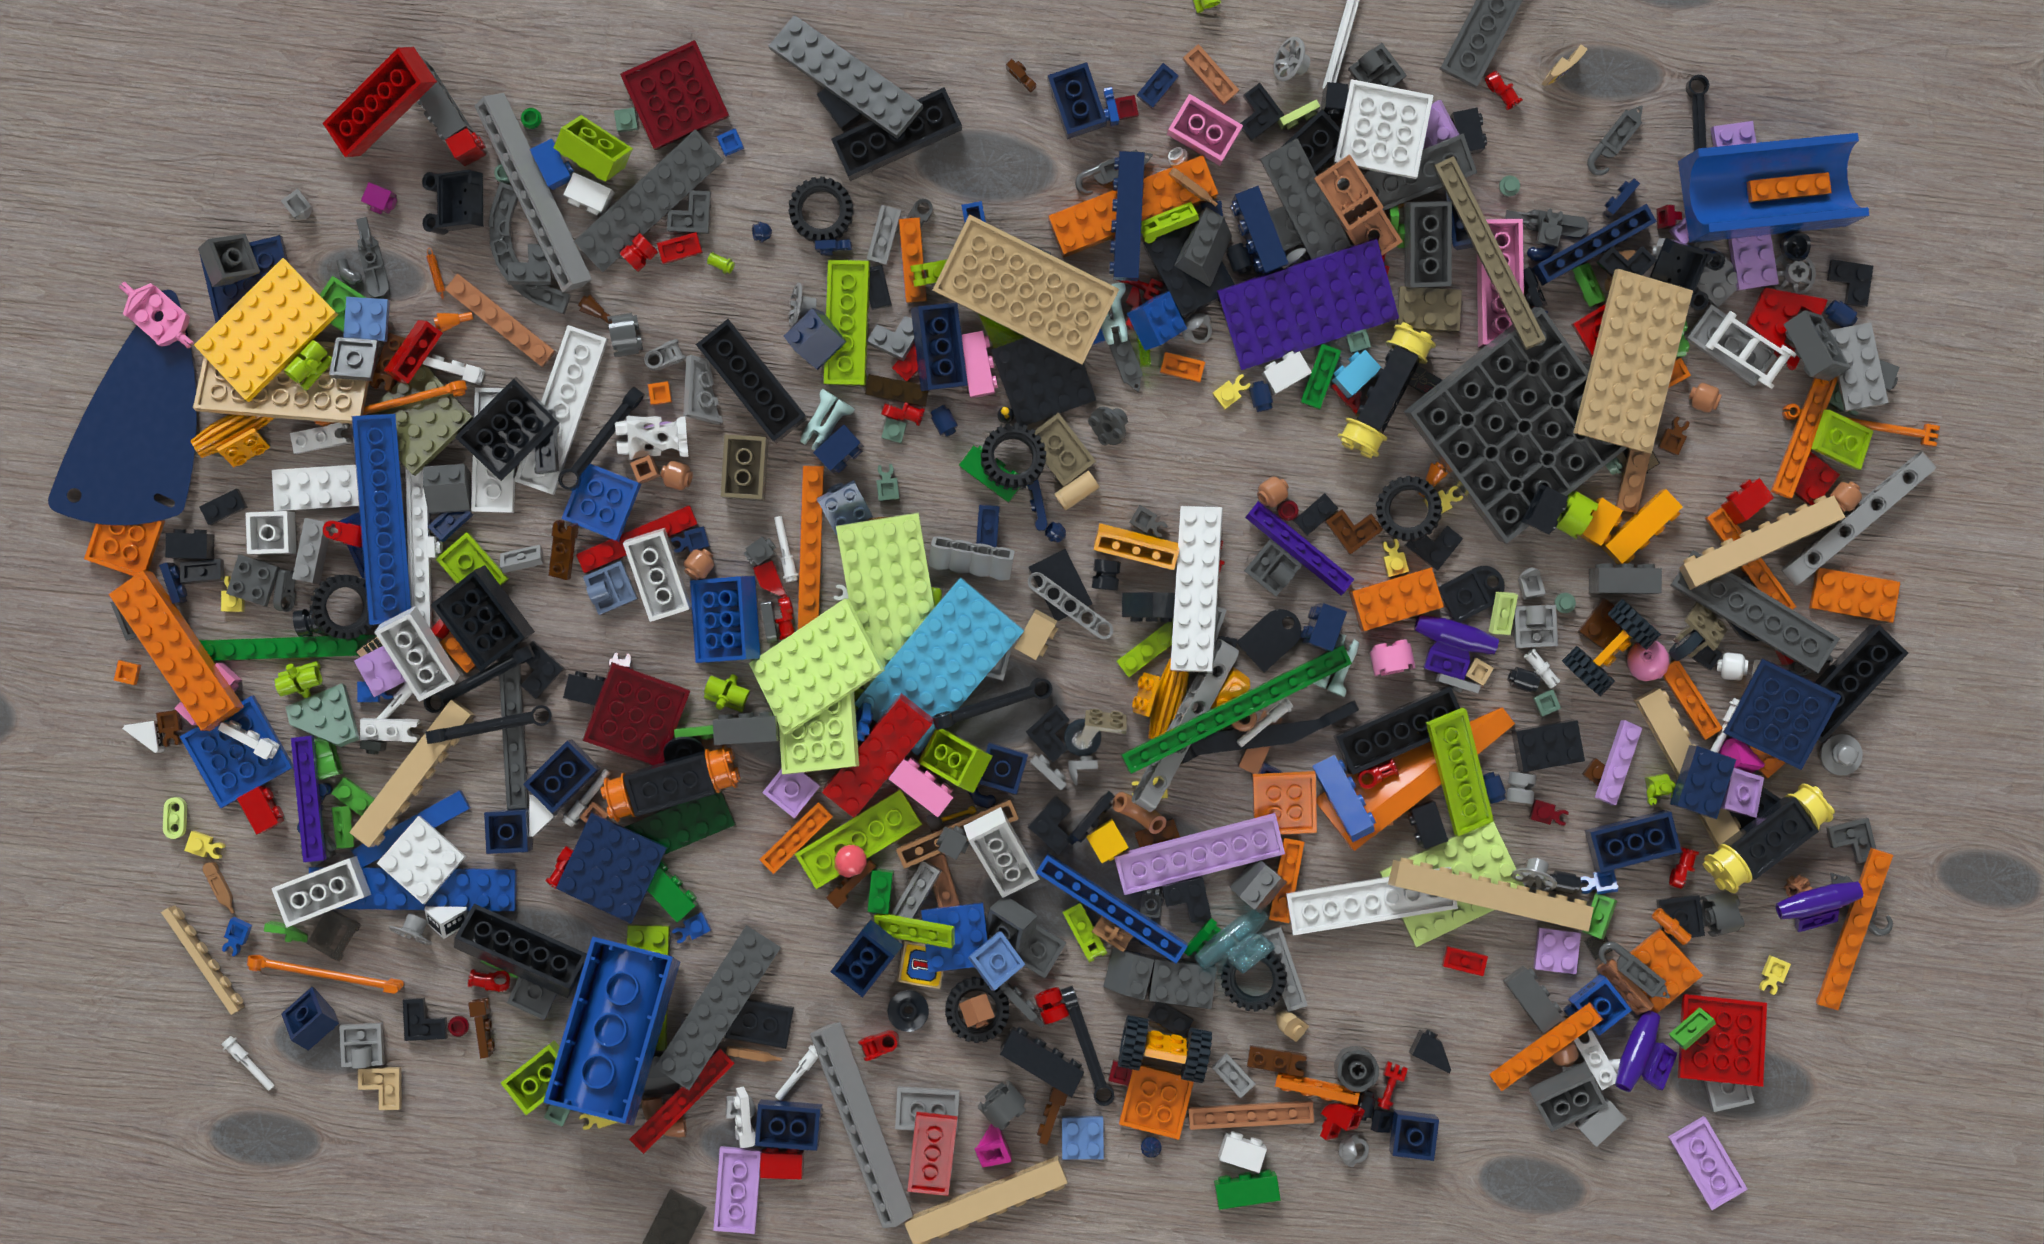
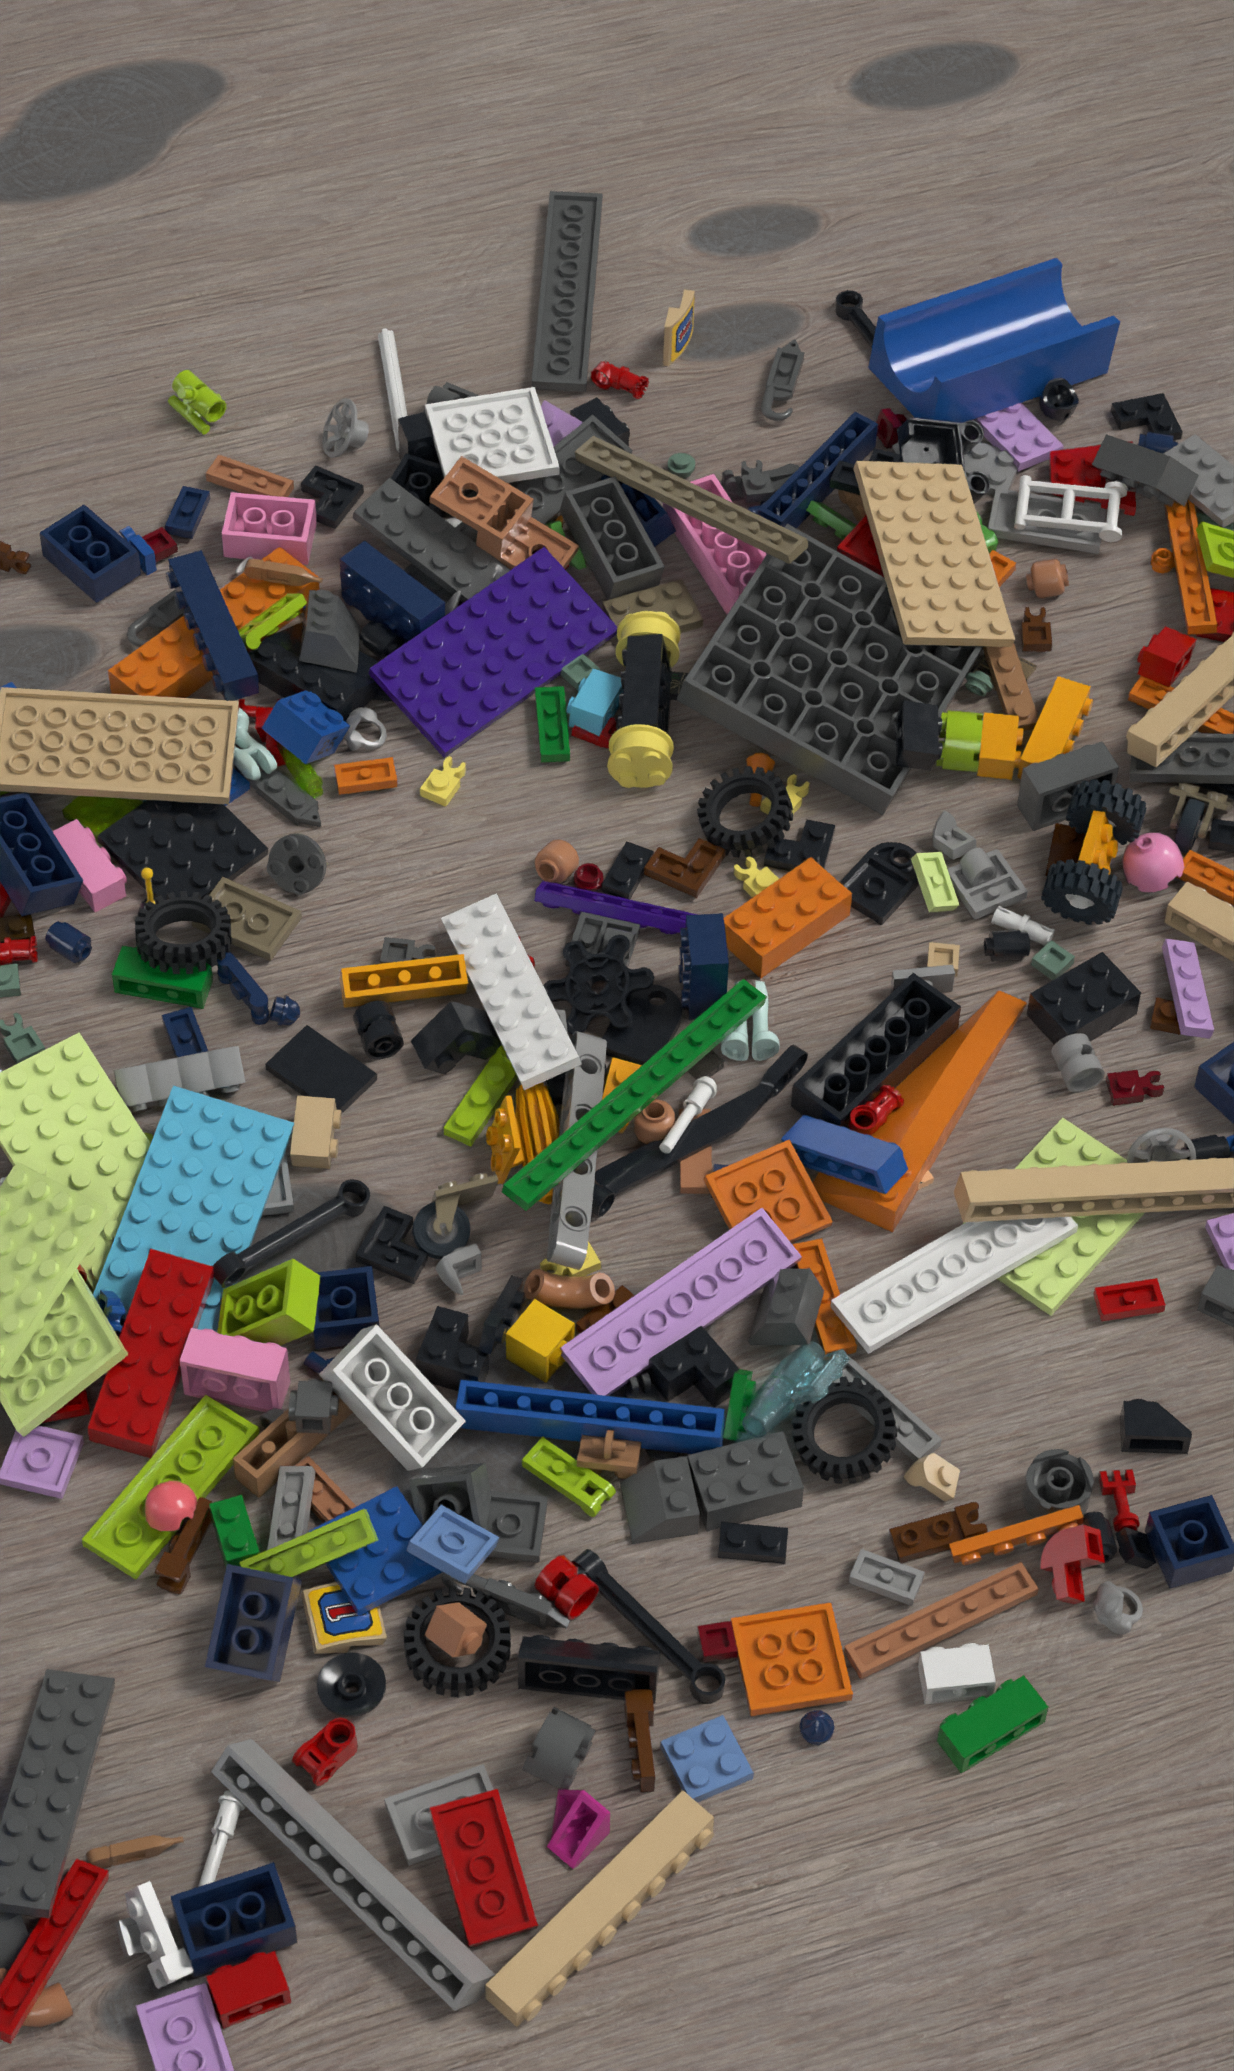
camera: 30 degrees left, 35 degrees down
(762, 1024) = (129, 1803): black tile -> none
(796, 837) = (74, 1521): orange plate -> none
(1042, 765) = (411, 1282): light grey plate -> none
(1076, 490) = (290, 953): tan pin -> none
(1080, 607) = (357, 1092): light grey beam -> none
(1192, 1054) = (808, 1553): black plate -> none
(1240, 600) = (589, 968): none -> black plate
(1261, 396) = (486, 769): dark blue brick -> none
(1287, 372) = (505, 733): white brick -> none
(1307, 112) = (378, 477): yellowish green plate -> none
(1392, 658) = (818, 978): bright pink brick -> none
(1427, 824) = (977, 1148): black brick -> none
(1452, 645) = (889, 937): dark purple plate -> none
(1460, 771) = (983, 1063): lime plate -> none
(1494, 787) = (1041, 1079): dark blue brick -> none
(1565, 602) = (1009, 846): sand green plate -> none
(1614, 204) = (824, 423): dark blue plate -> none
(1788, 187) = (1010, 338): orange plate -> none
(1795, 273) = (1077, 428): light grey wheel -> none

